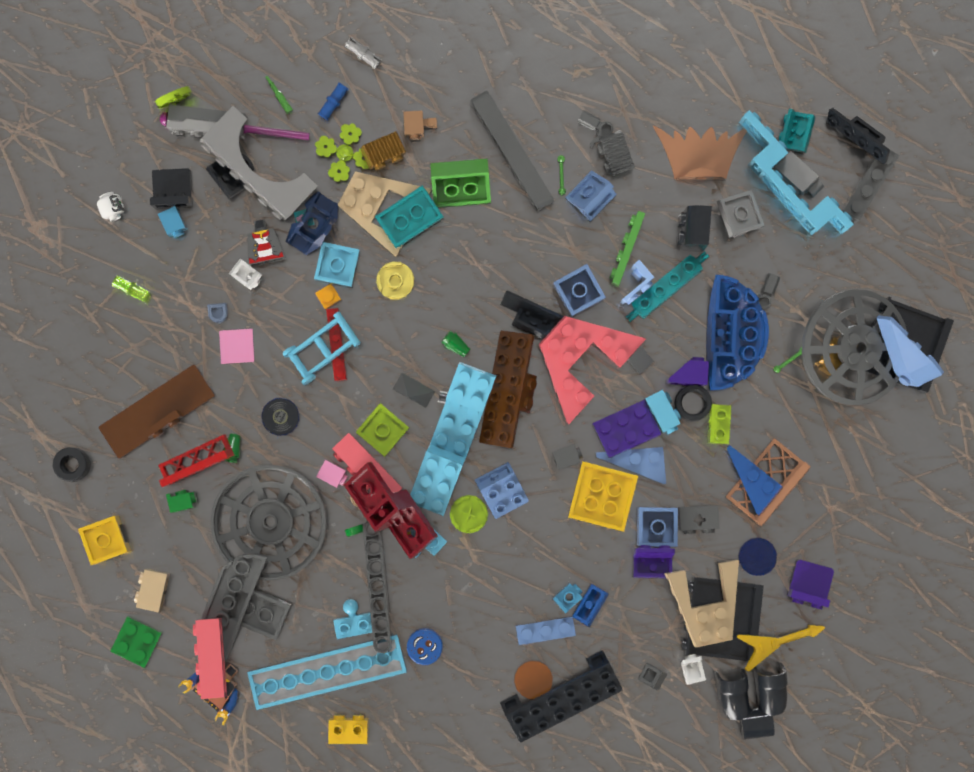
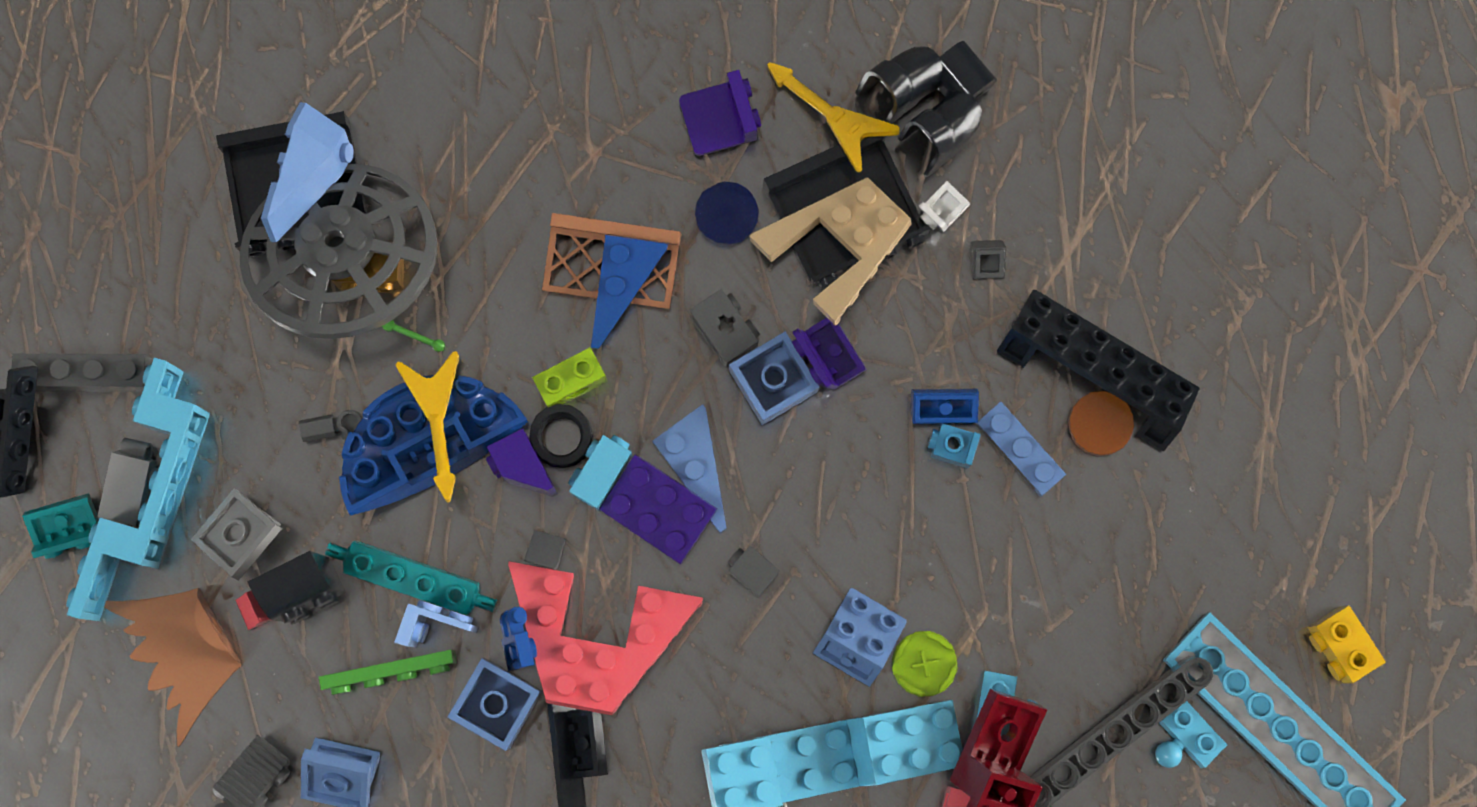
camera: 130 degrees left, 5 degrees down
(424, 646) = (1155, 608): blue head -> none
(511, 389) = (704, 715): reddish brown bracket -> none
(602, 318) = (516, 644): none -> blue plate
(603, 496) = (777, 483): yellow plate -> none
(698, 199) = (251, 611): none -> coral slope
(749, 349) = (433, 399): none -> yellow piece

